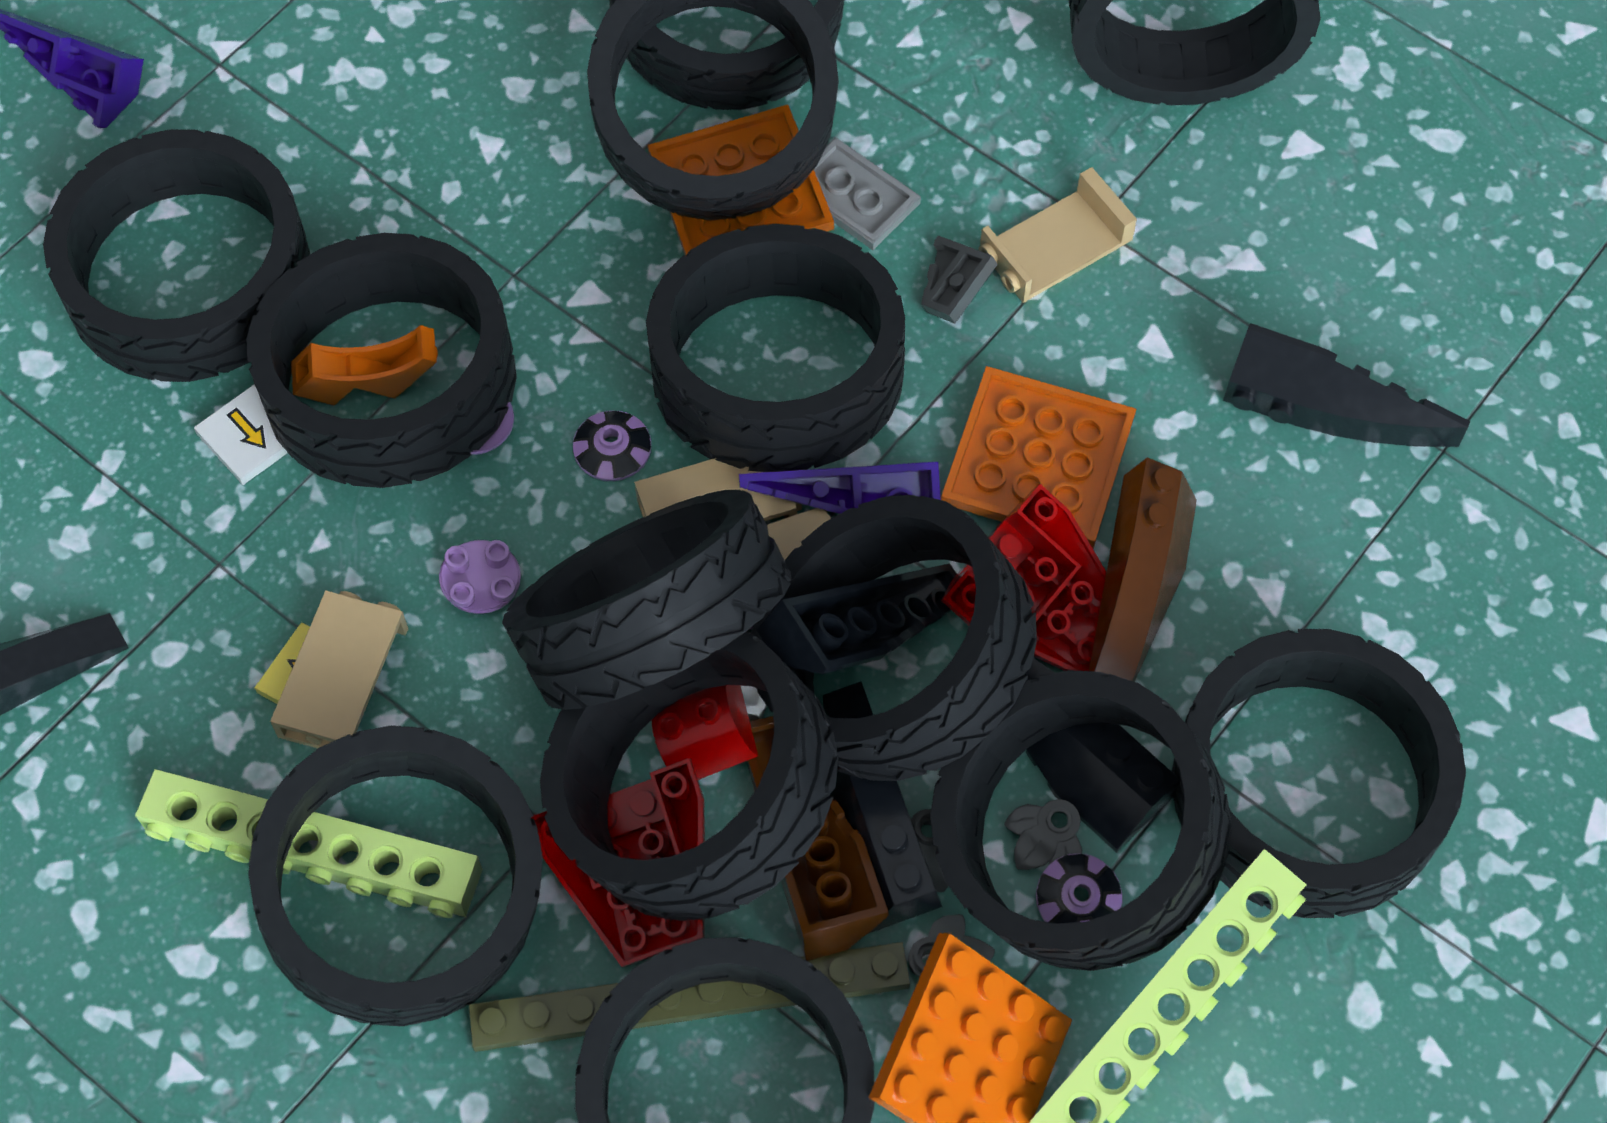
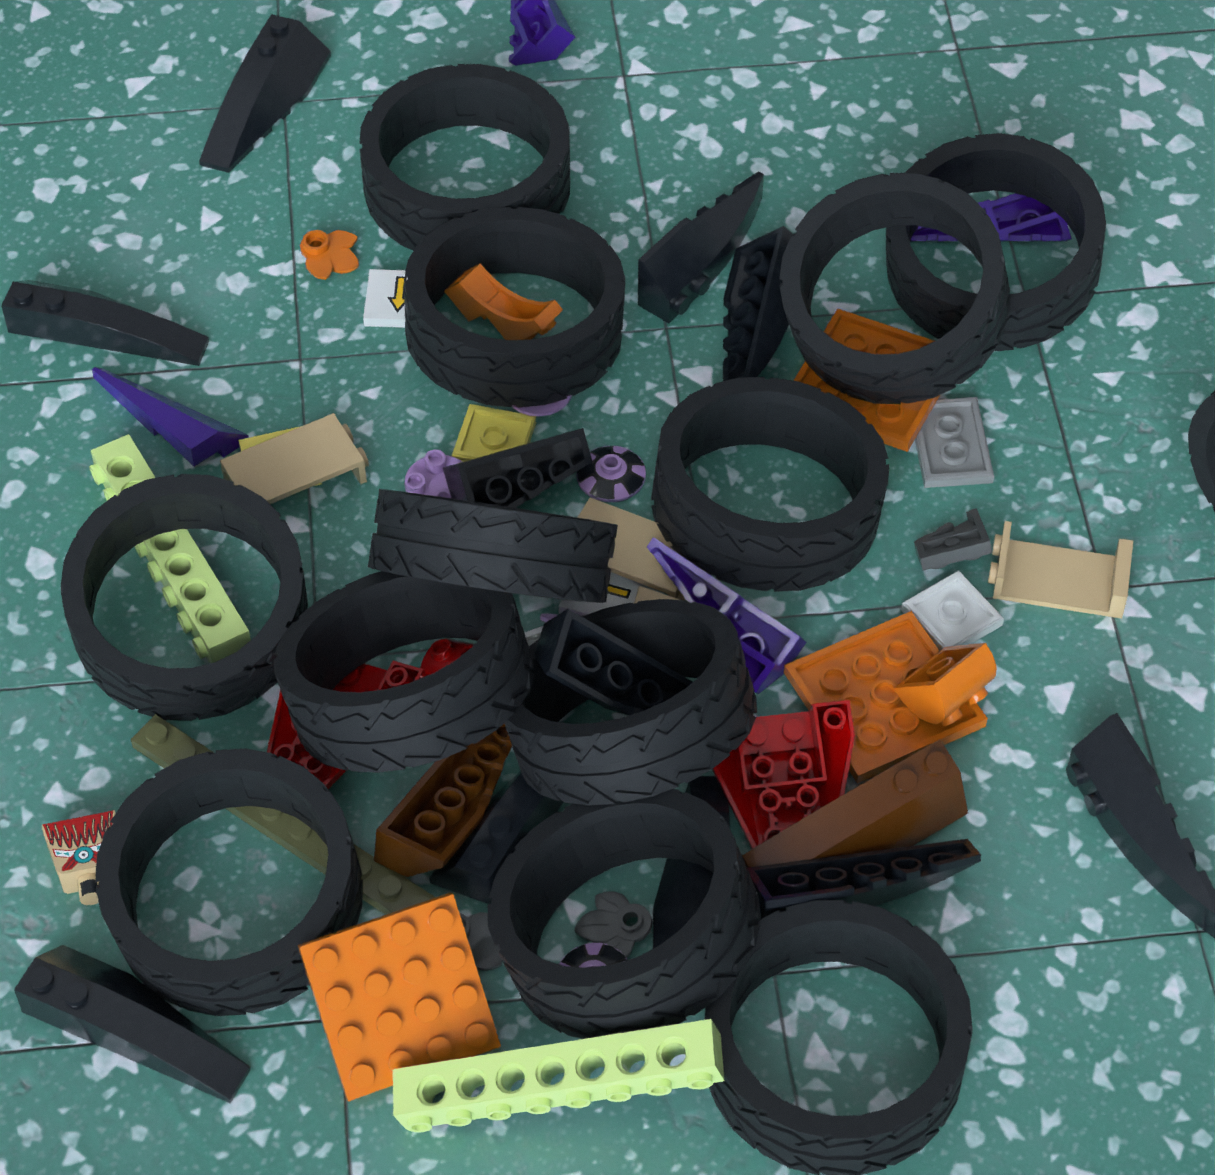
camera: 45 degrees right, 10 degrees down
(140, 441) = (329, 252): none -> orange plate
(194, 717) = (183, 428): none -> dark purple wedge
(479, 186) = (696, 251): none -> black wedge
(480, 496) = (491, 431): none -> light yellow tile
(548, 509) = (518, 472): none -> black wedge
(580, 193) = (754, 305): none -> black wedge
(1011, 340) = (953, 612): none -> white tile
(1088, 403) = (947, 682): none -> orange brick
(1198, 620) = (861, 877): none -> black wedge

